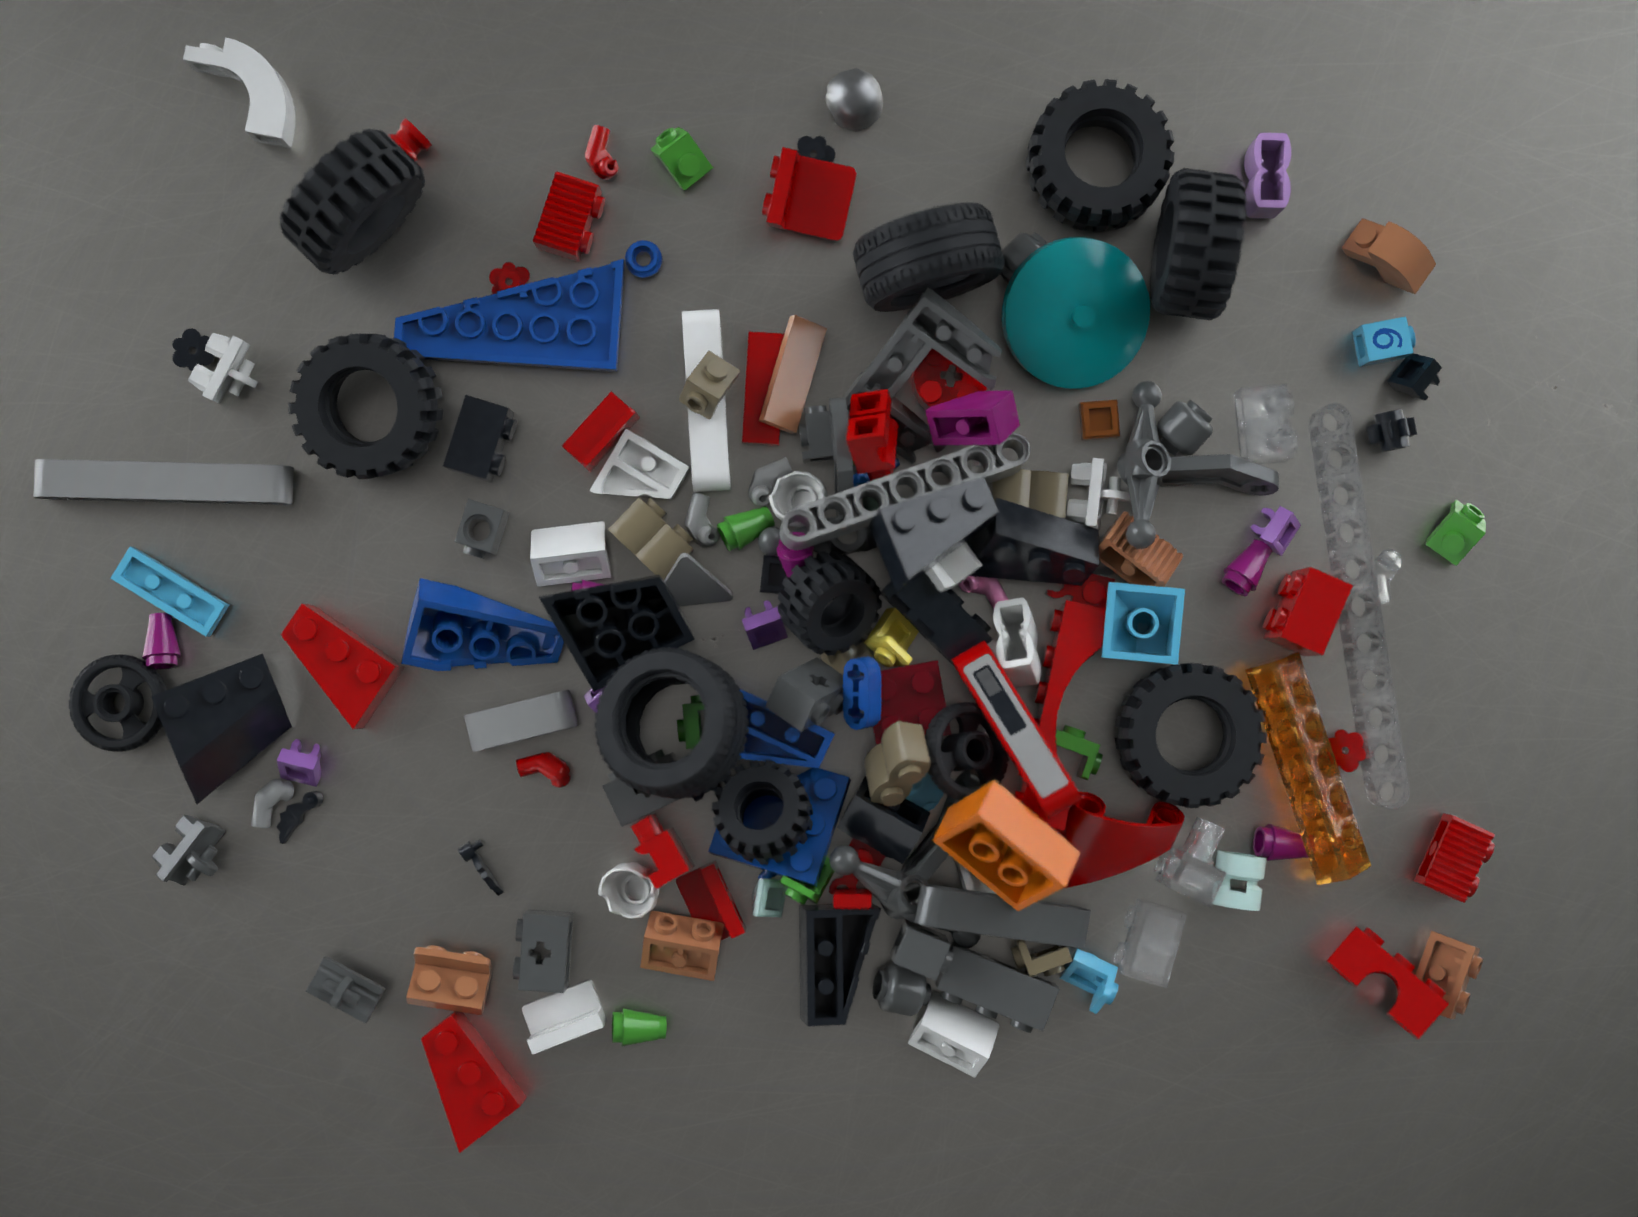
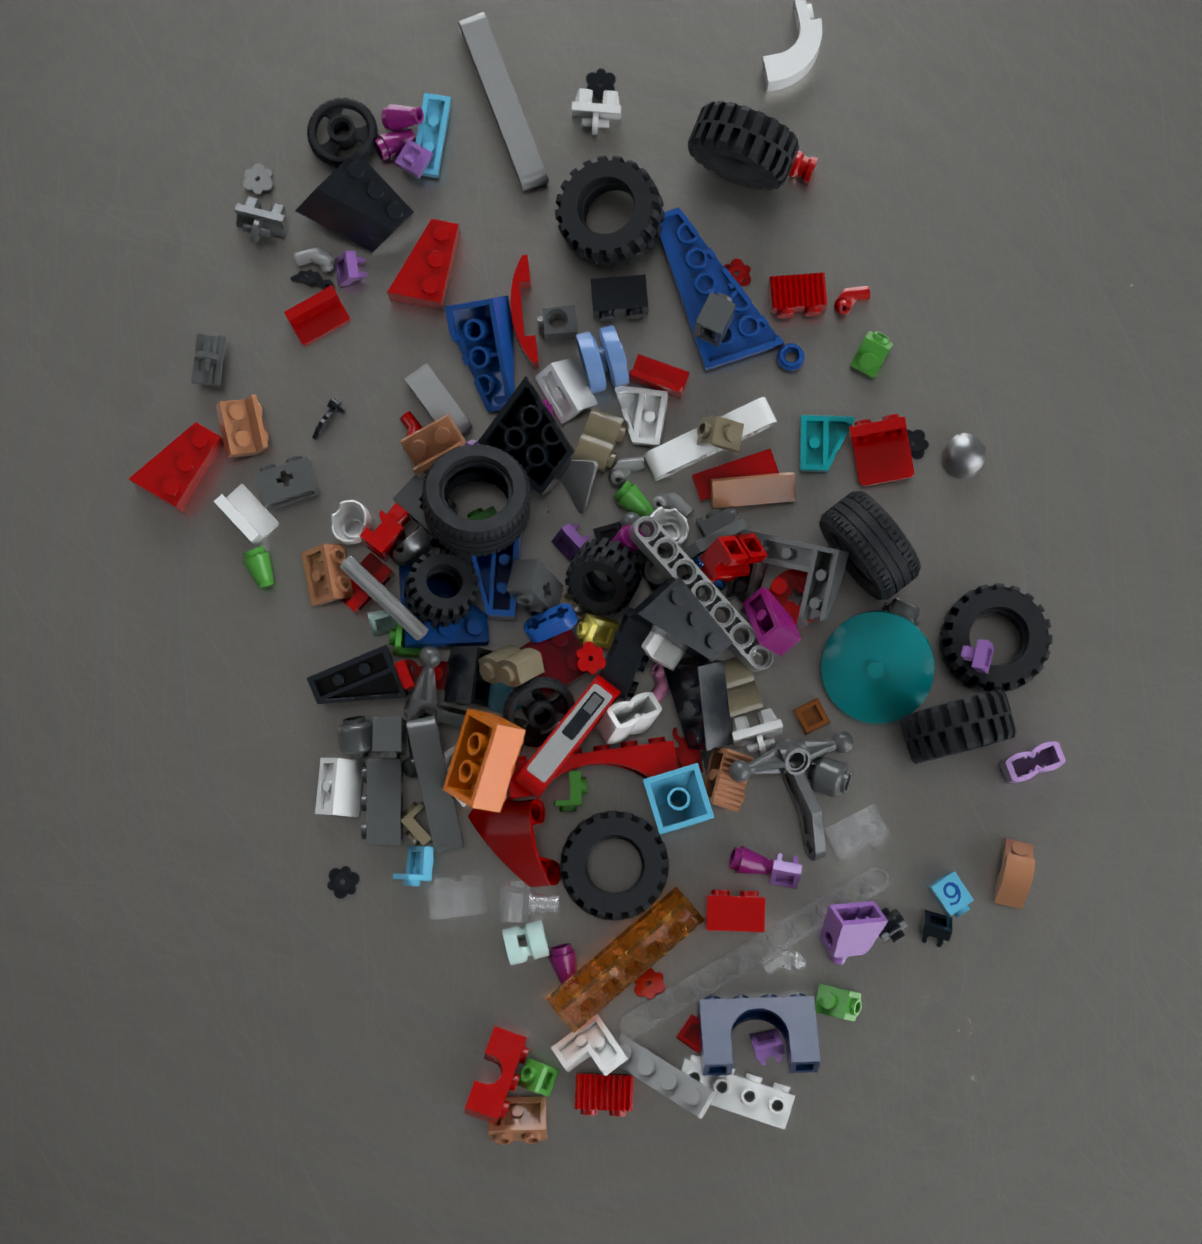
camera: 75 degrees right, 5 degrees down
(125, 830) = (257, 172): none -> light grey plant
(130, 620) = (400, 117): none -> magenta cone
(192, 626) = (413, 159): none -> medium lavender tile
(345, 828) = (317, 315): none -> red panel
(407, 554) = (522, 281): none -> red slope
(552, 486) = (606, 358): none -> medium blue wheel
(561, 329) = (714, 319): none -> dark grey brick
(572, 748) = (432, 442): none -> nougat bracket
(696, 825) = (413, 548): none -> flat silver hair
(745, 888) = (384, 598): none -> light grey axle
(765, 265) = (821, 440): none -> teal wing
(931, 654) = (596, 660): none -> red plant
(1070, 1064) = (351, 879): none -> black plant
(1124, 179) = (979, 656): none -> medium lavender tile
(1382, 477) = (851, 929): none -> medium lavender torso
(1388, 847) = (590, 1040): none -> white plate
(1407, 931) = (538, 1077): none -> bright green bracket
(1425, 718) = (689, 1034): none -> red tile
(1458, 592) = (790, 1015): none -> arch
(1470, 780) = (665, 1078): none -> light grey plate
(1475, 637) = (767, 1045): none -> medium lavender tile
(1516, 700) = (745, 1094): none -> white brick

